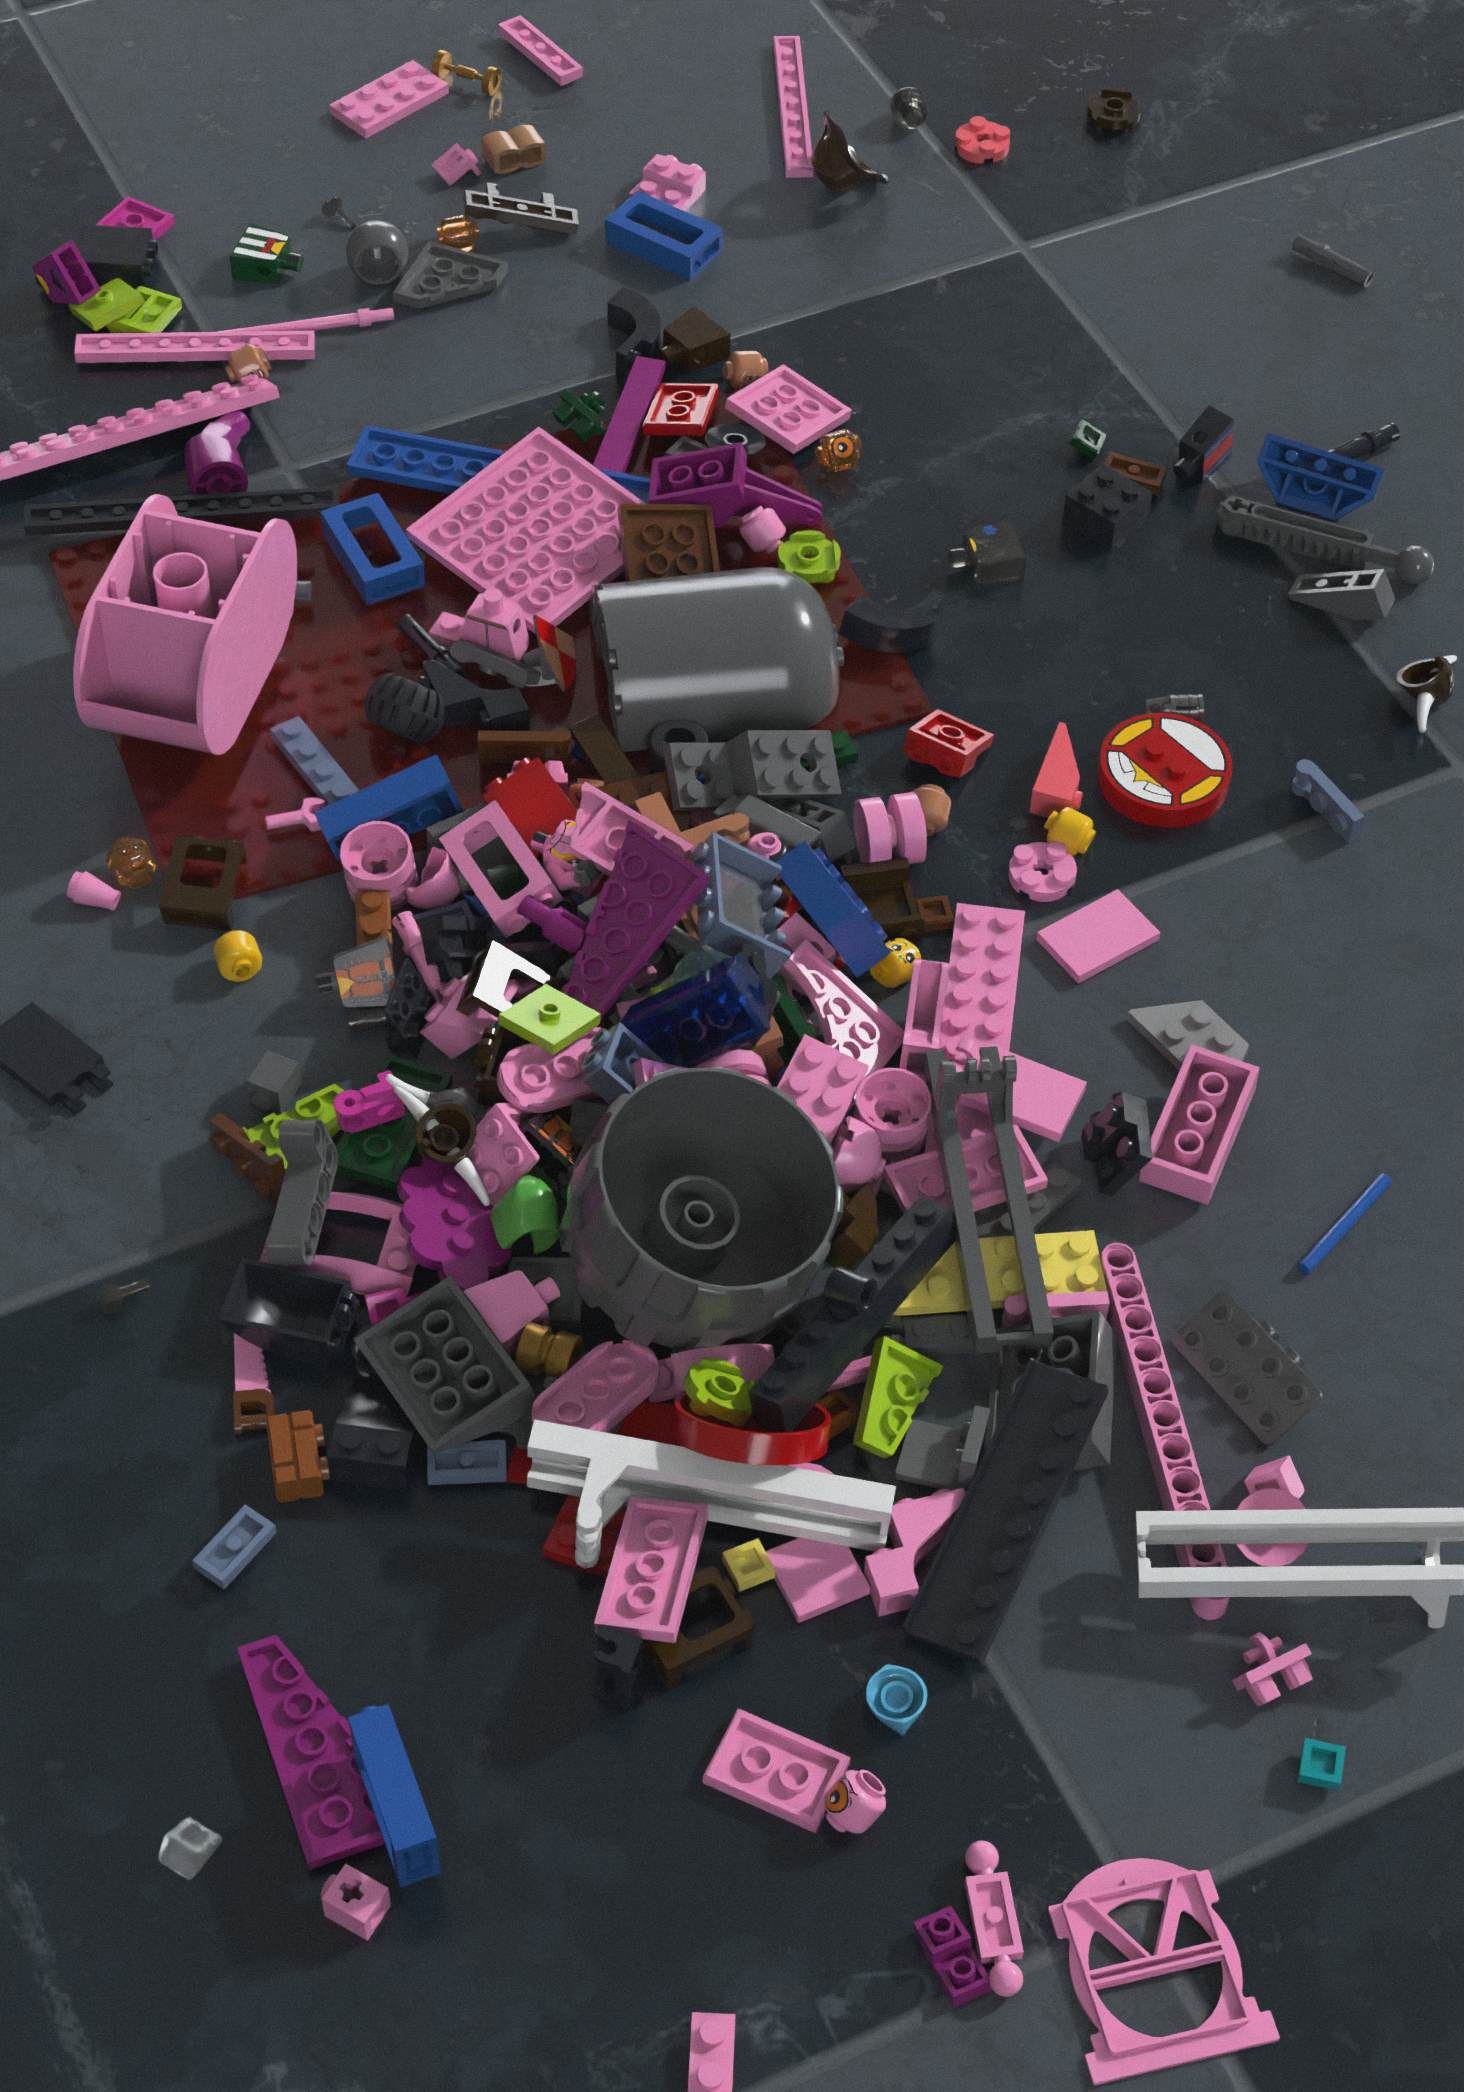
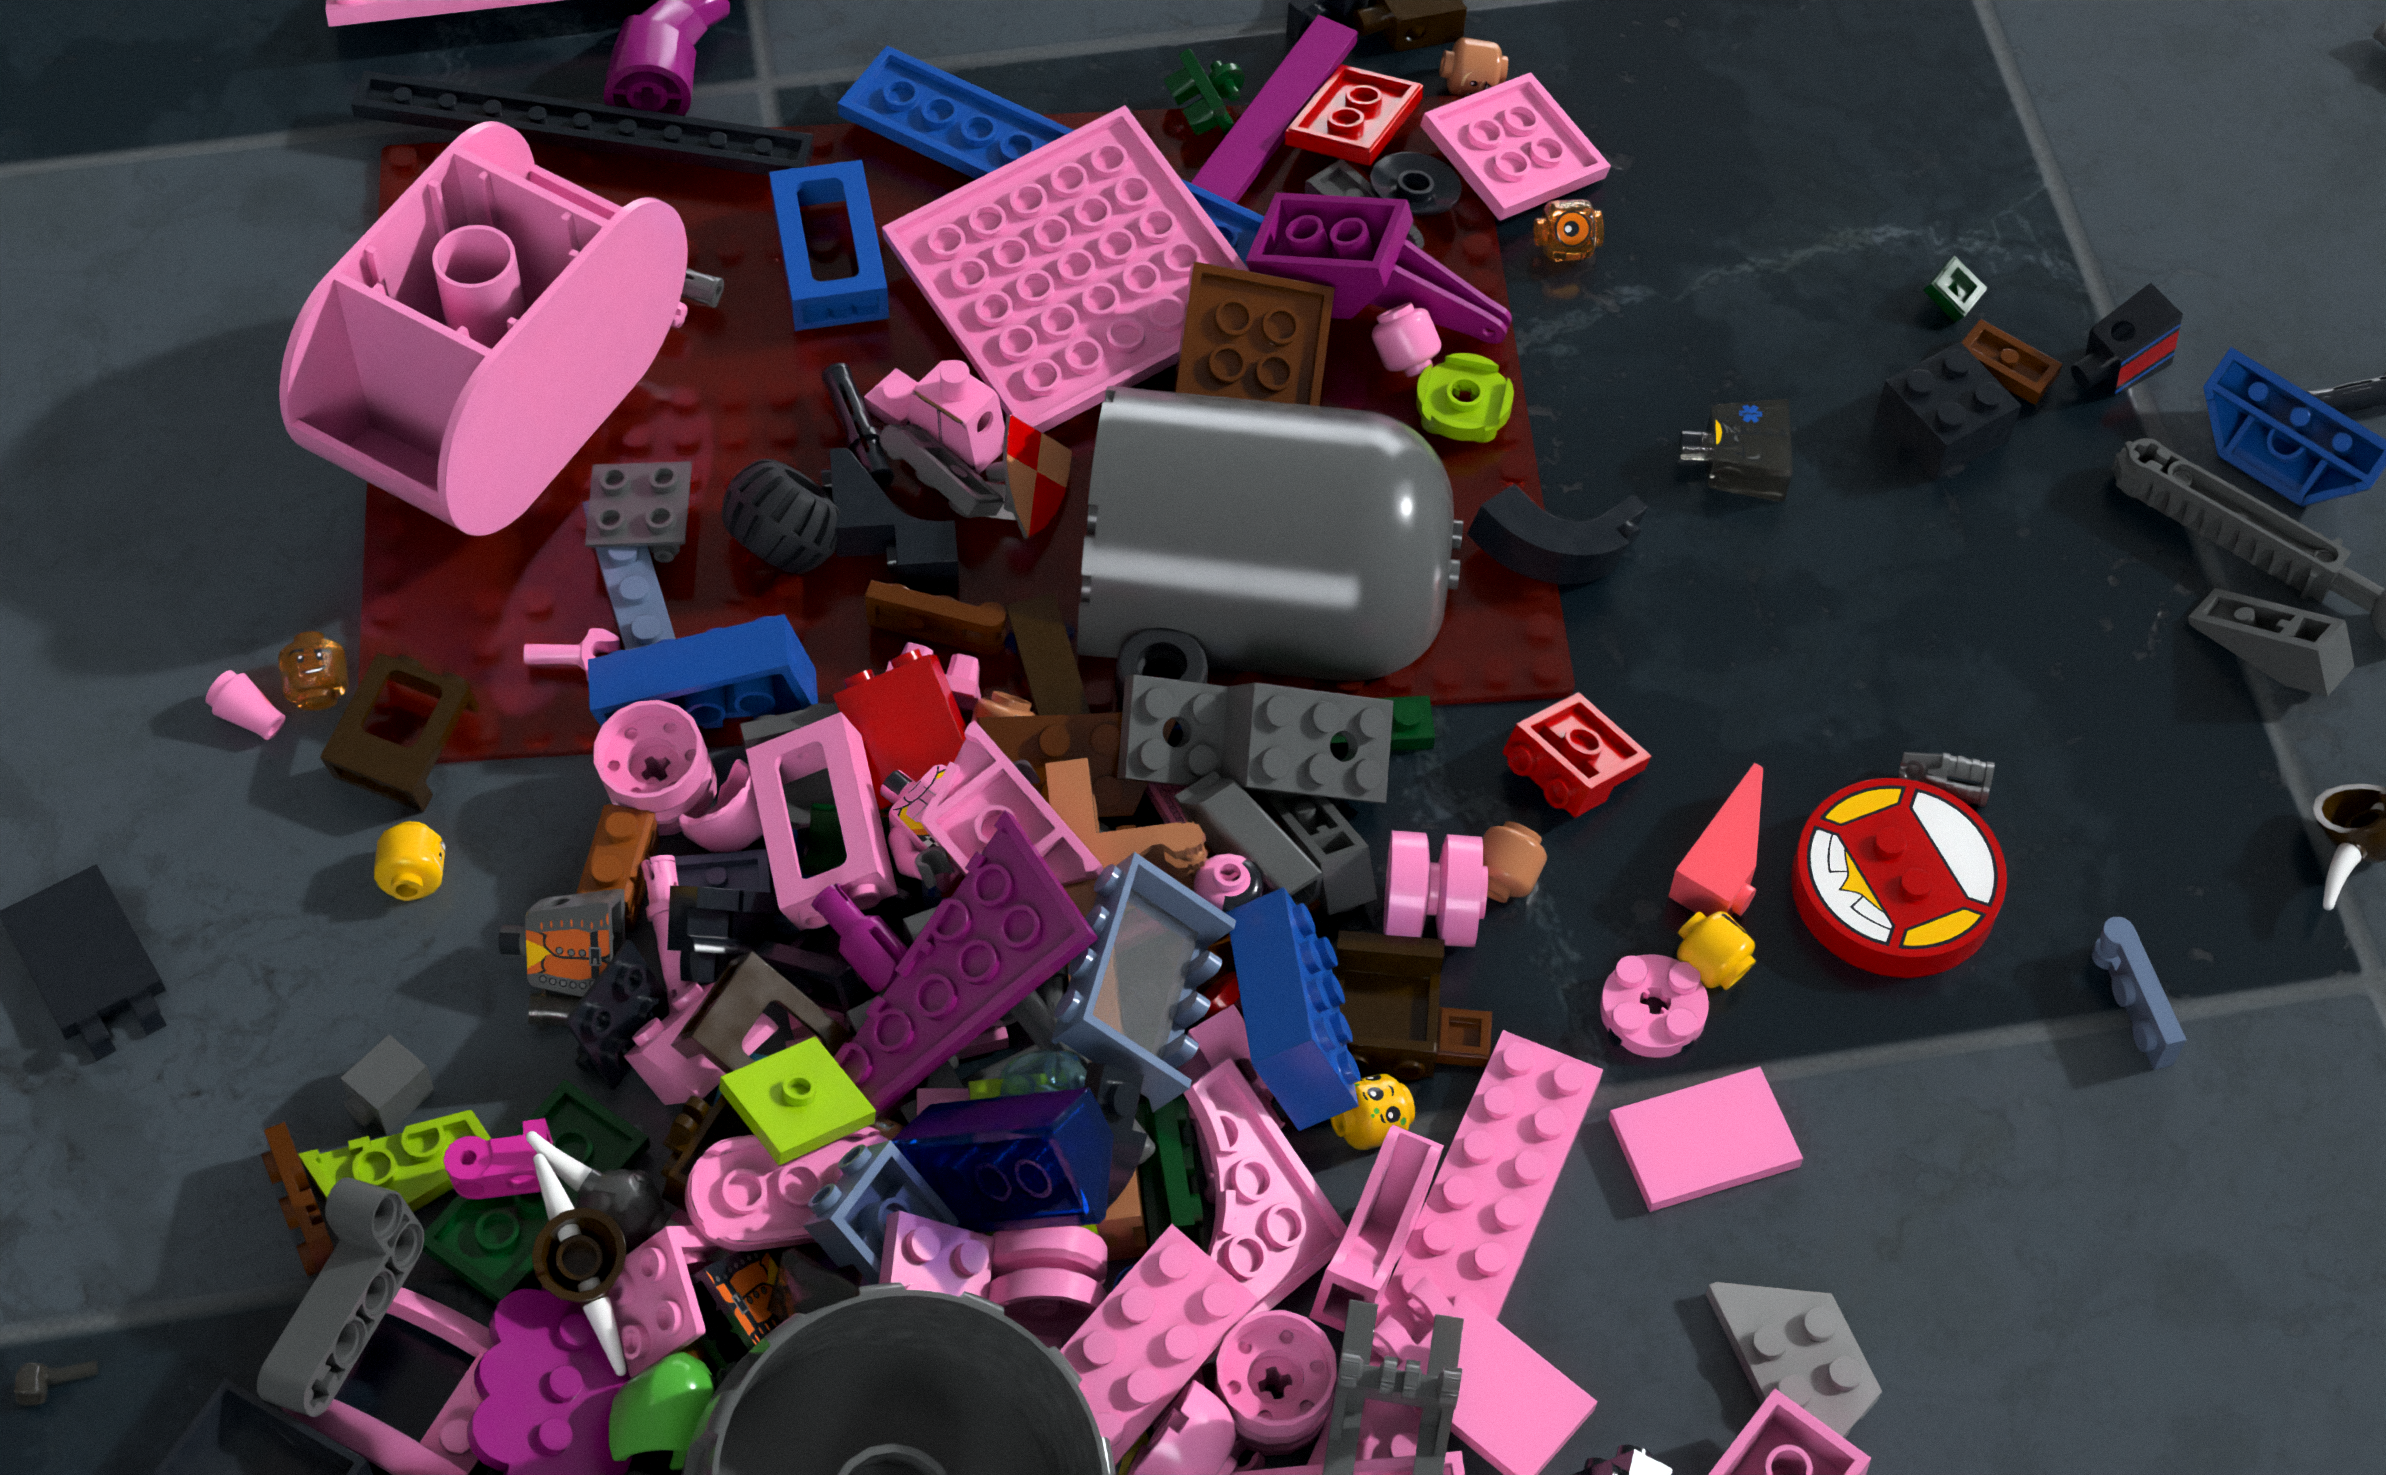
camera: 15 degrees right, 5 degrees up
(311, 721) = (640, 506): none -> dark grey hinge

